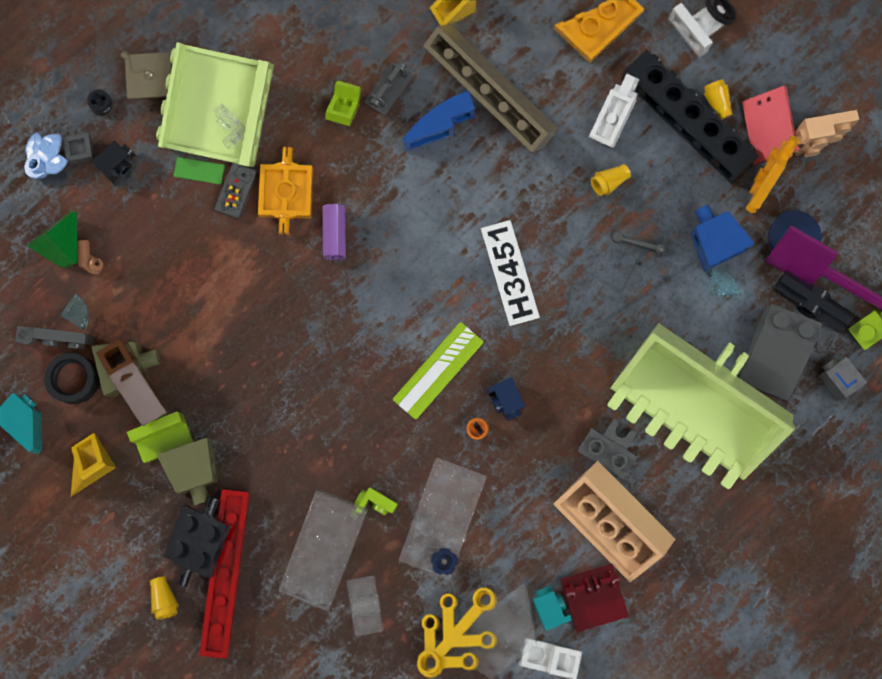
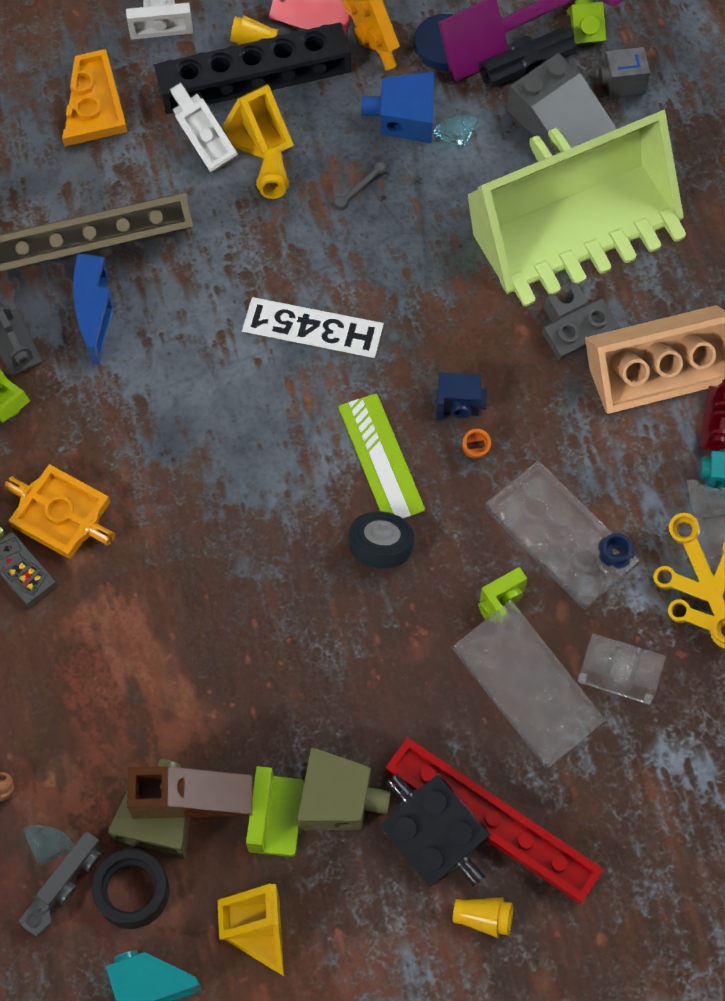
camera: 60 degrees left, 15 degrees down
(334, 232) = (145, 482): medium lavender axle -> none
(373, 403) = (381, 539): none -> black wheel
(641, 147) = (257, 124): none -> yellow slope

